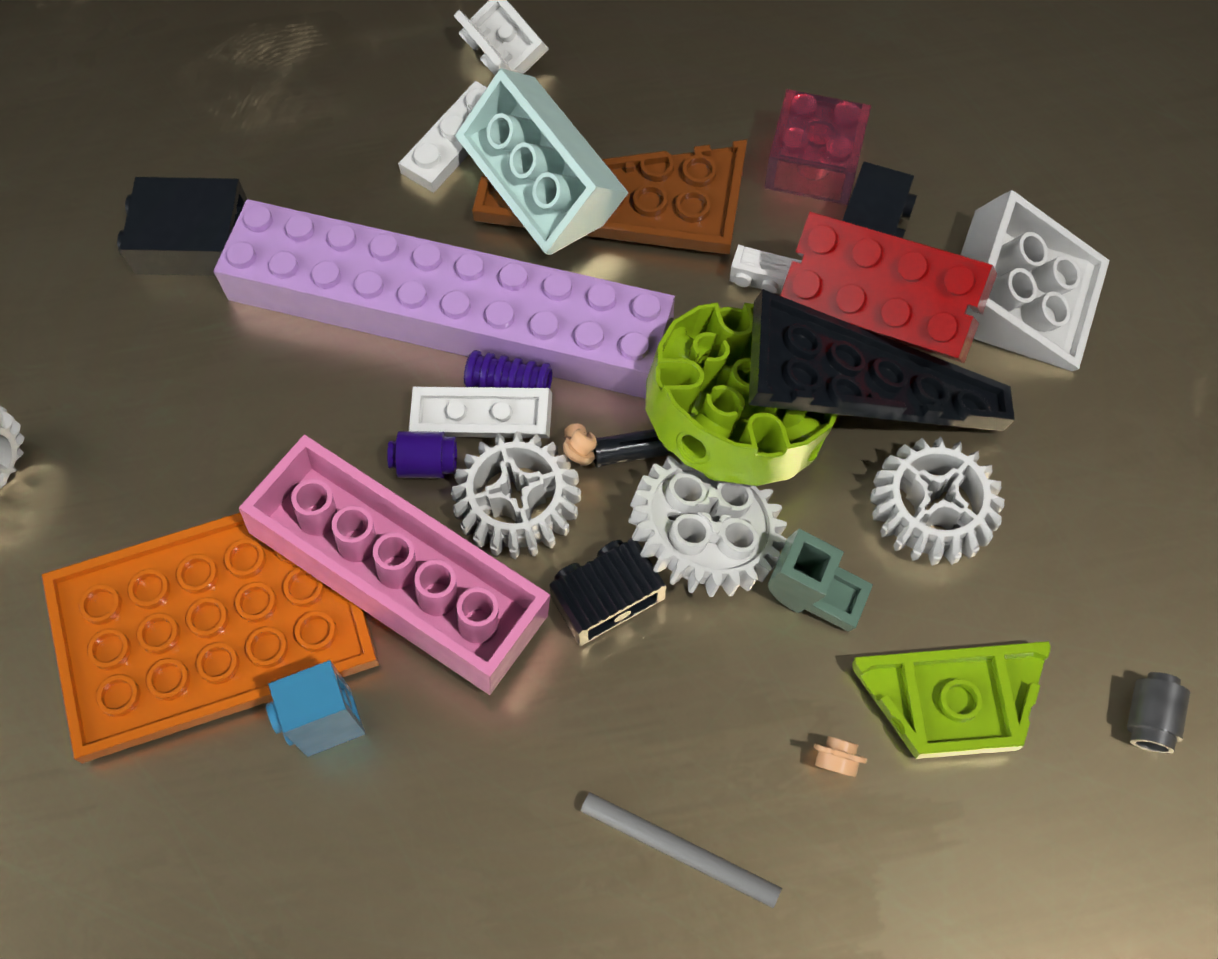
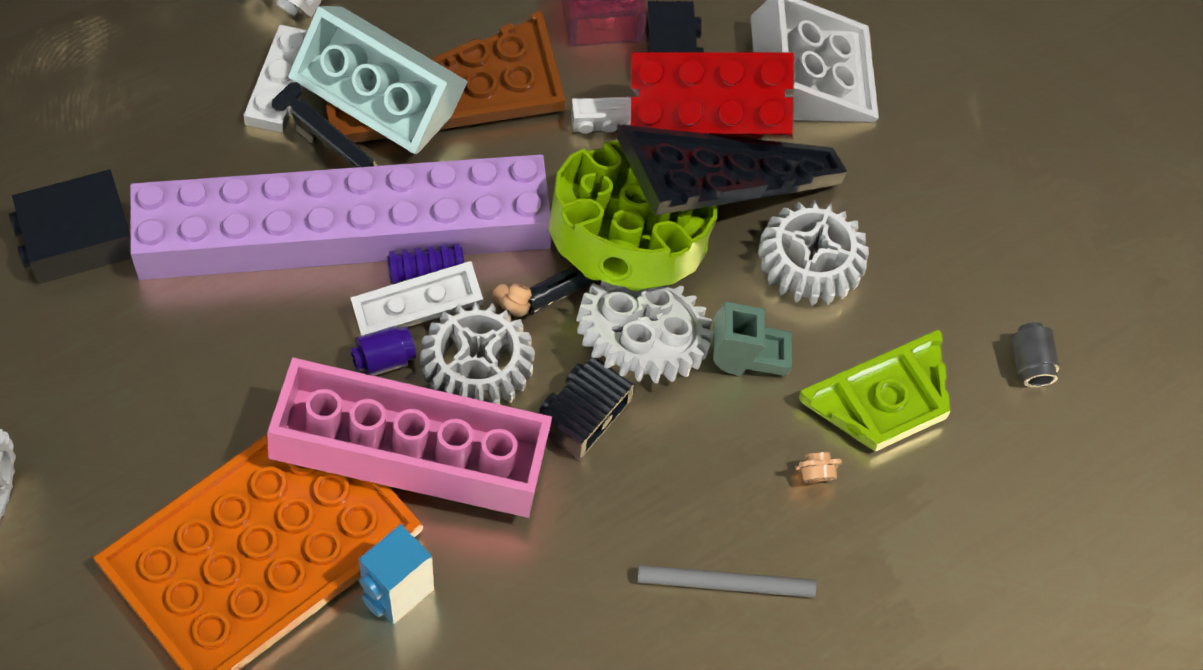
camera: 30 degrees left, 5 degrees down
(462, 196) = (312, 125): none -> black piece

